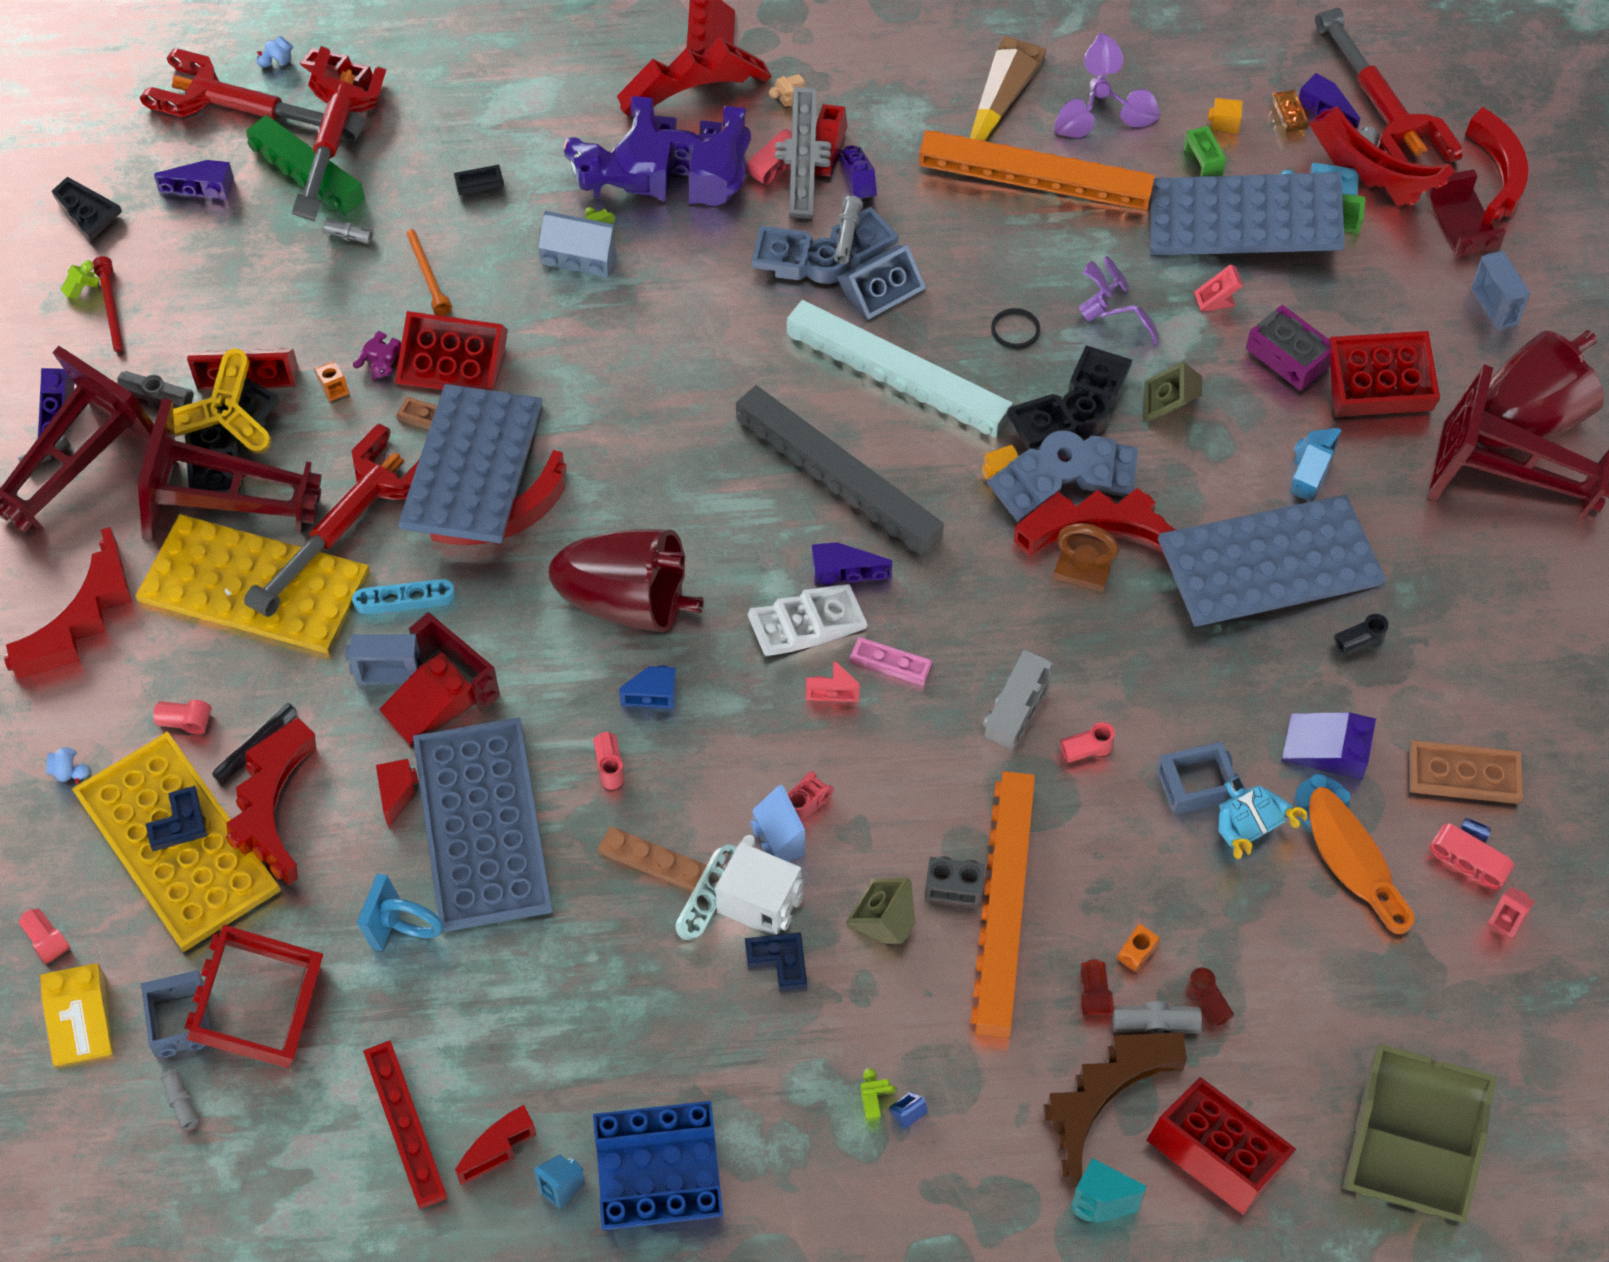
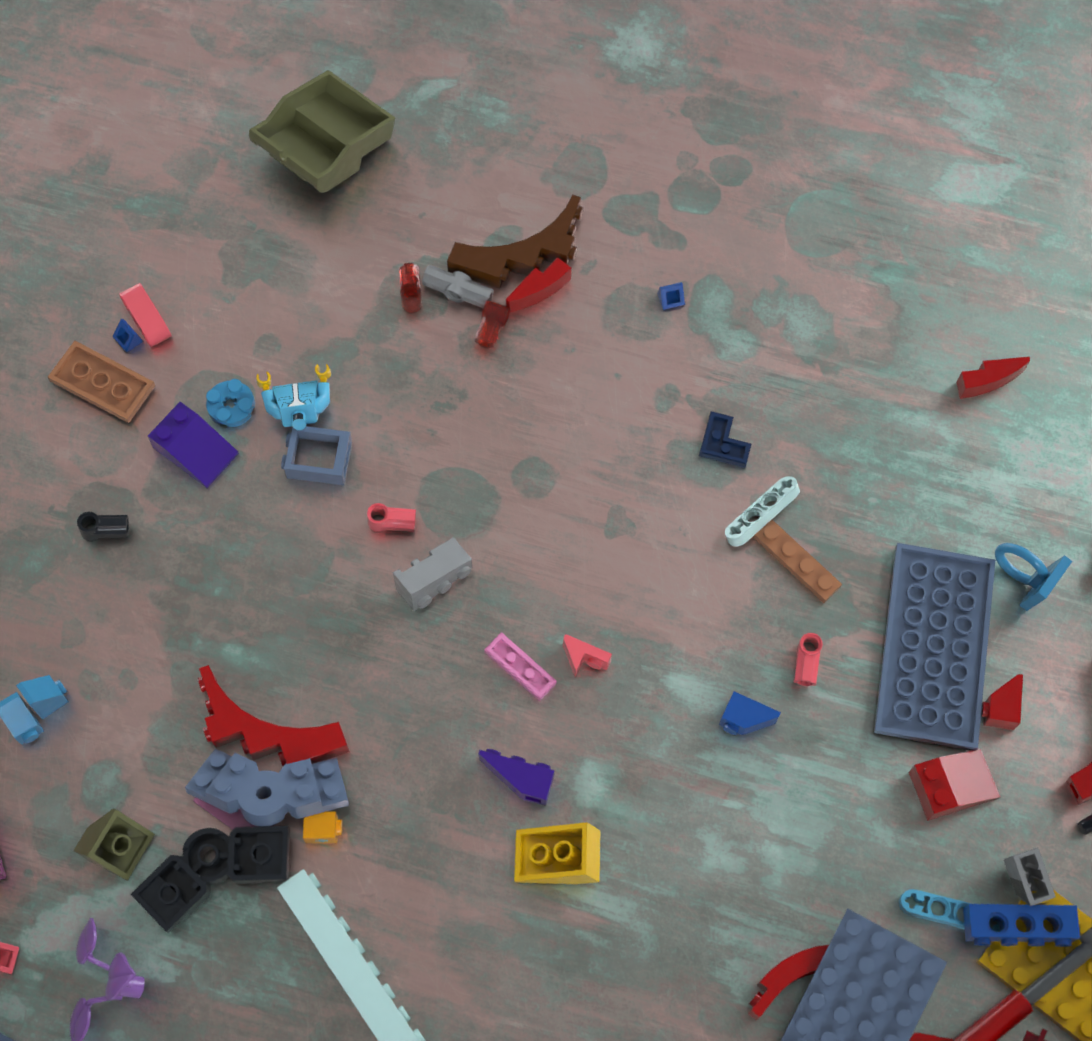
camera: 160 degrees left, 10 degrees up
(329, 602) = (1062, 917): none -> blue brick
(334, 634) = (1029, 874): none -> light grey torso
(383, 658) = (989, 830): sand blue window -> none
(405, 1125) = (1058, 419): red plate -> none
(434, 635) = (915, 807): dark red panel -> none
(559, 1179) = (953, 328): dark azure slope -> none
(626, 577) = (741, 821): dark red windscreen -> none
(657, 1165) = (876, 308): blue slope -> none
(759, 889) = (723, 485): white container -> none
(779, 826) = (686, 536): light blue slope -> none
(780, 516) = (558, 854): none -> yellow slope
(807, 620) = (578, 734): white slope -> none
(810, 794) = (645, 564): coral piece -> none
(839, 470) = (482, 891): dark grey brick -> none
(871, 1091) = (692, 313): lime piece -> none
(885, 910) = (628, 441): olive slope -> none
(954, 888) = (562, 440): dark grey brick -> none
(1004, 906) = (525, 416): orange brick -> none
(1015, 345) = (199, 987): black piece -> none
(1064, 1055) = (539, 286): none -> red slope
(1083, 559) = (296, 696): dark orange tile -> none
(1106, 1194) = (561, 176): teal slope -> none
(1138, 948) = (441, 341): orange leg -> none
(1220, 1144) = (458, 189): red slope -> none
(1271, 560) = (135, 623): sand blue plate -> none
(1356, 858) = (233, 344): orange plant -> none
(1511, 911) = (144, 259): coral slope -> none

